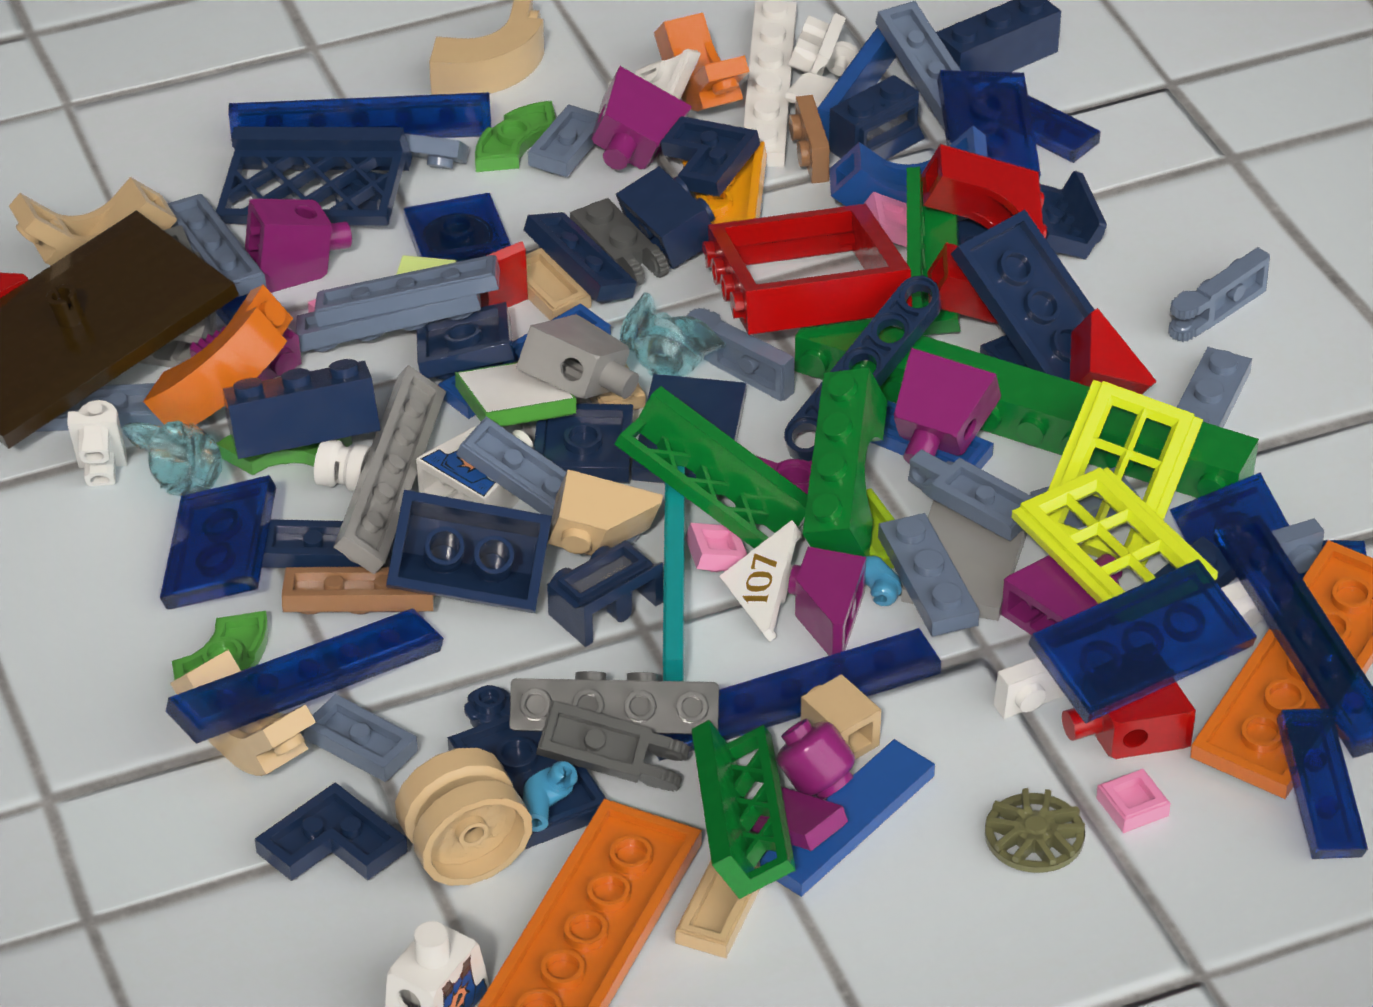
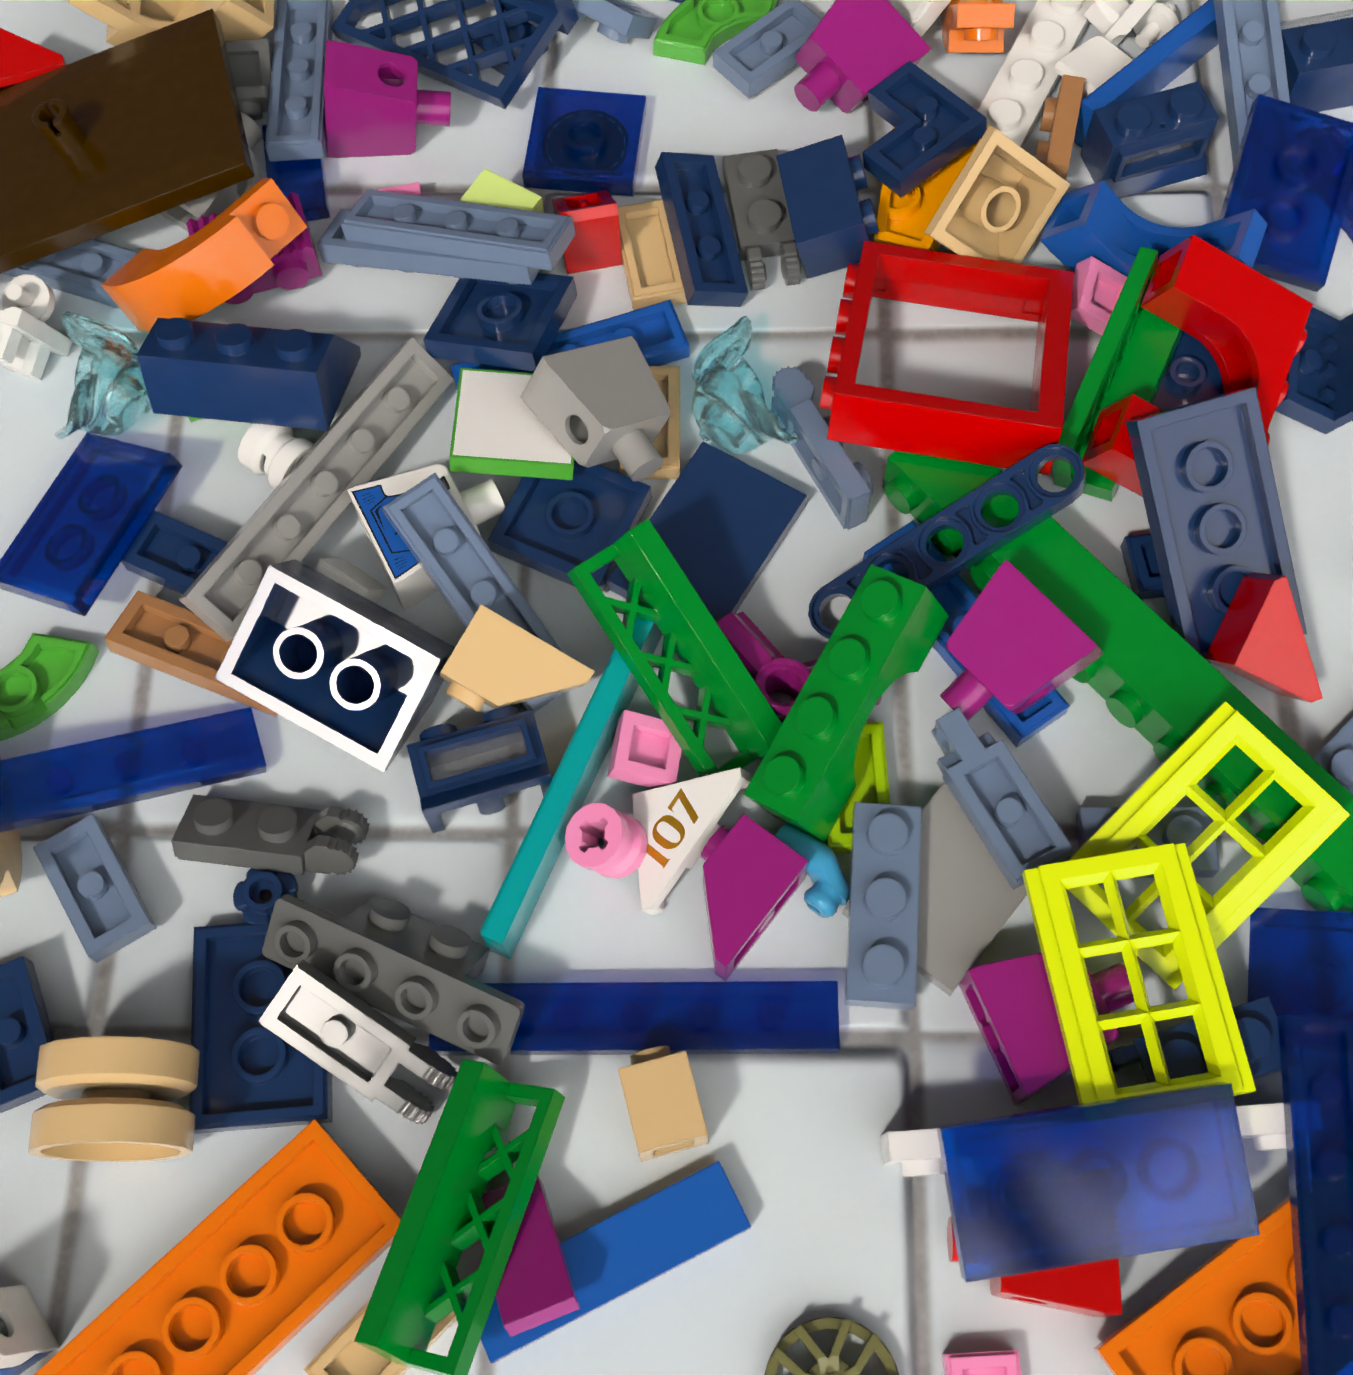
camera: 25 degrees right, 25 degrees up
(478, 667) = (269, 836): none -> dark grey hinge
(547, 789) = (244, 1080): dark azure arm -> none
(718, 598) = (622, 836): none -> bright pink wheel
(792, 172) = (997, 202): none -> tan slope
(816, 758) = (595, 1171): magenta head -> none

